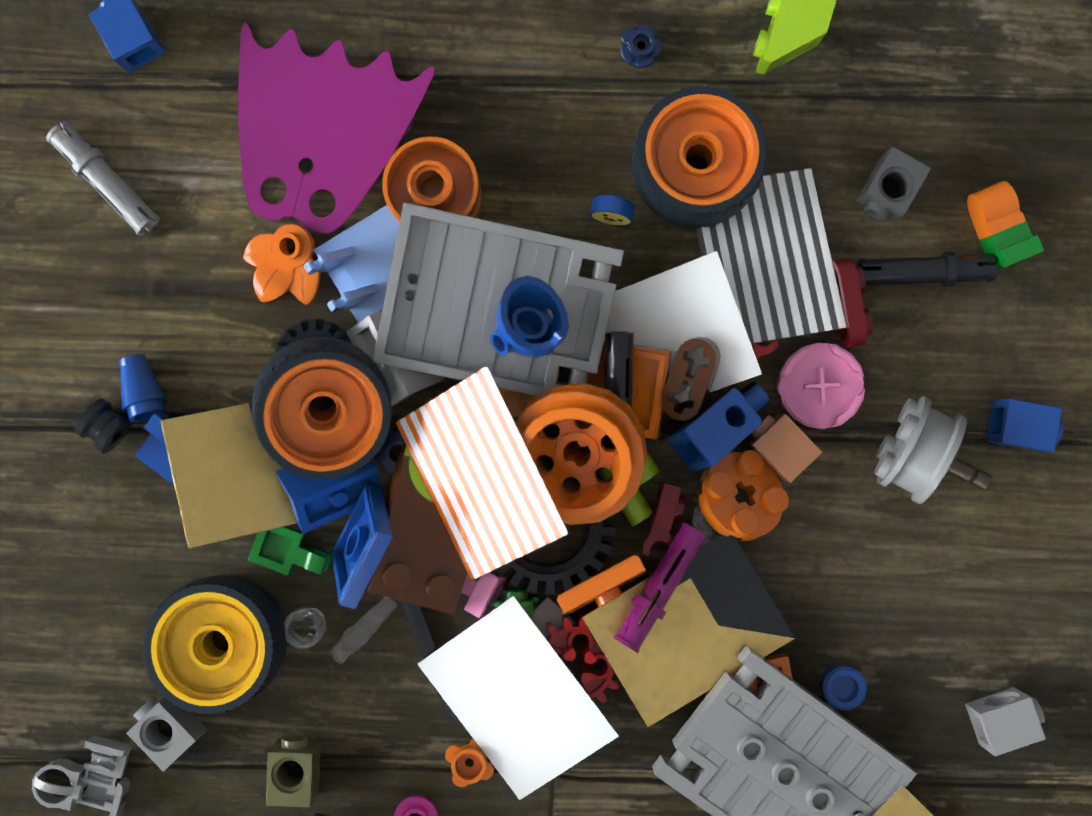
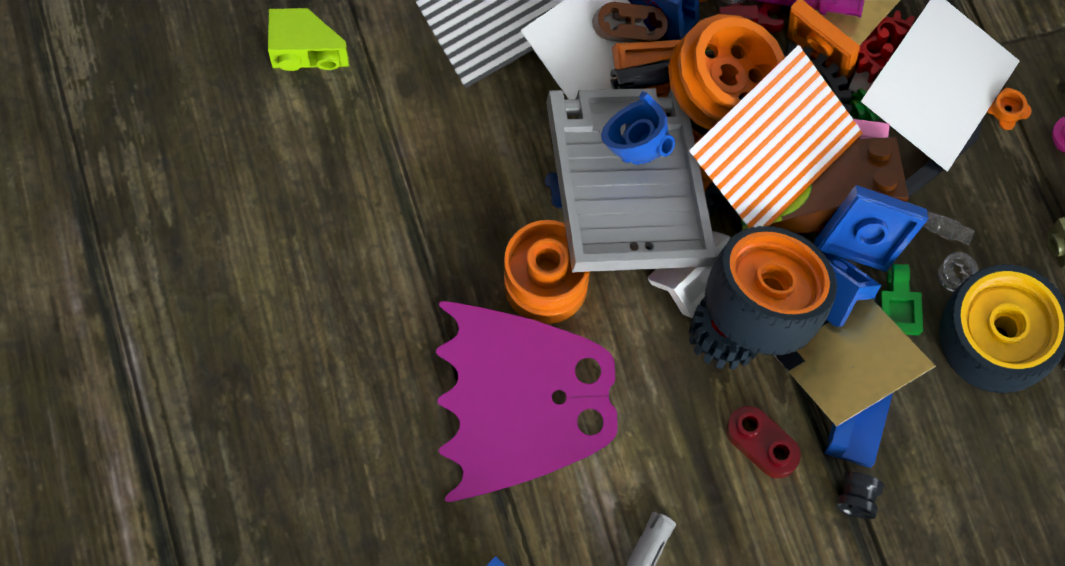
camera: 110 degrees left, 20 degrees down
(139, 389) = (816, 473): blue cone -> none
(193, 355) = (759, 444): none -> dark red plate
(281, 270) = (659, 392): orange plate -> none
(359, 263) = (626, 314): light blue plate -> none
(612, 210) = (508, 133): blue tile -> none
(635, 56) = (360, 165): dark blue plate -> none
(703, 124) = (437, 49): orange wheel -> none

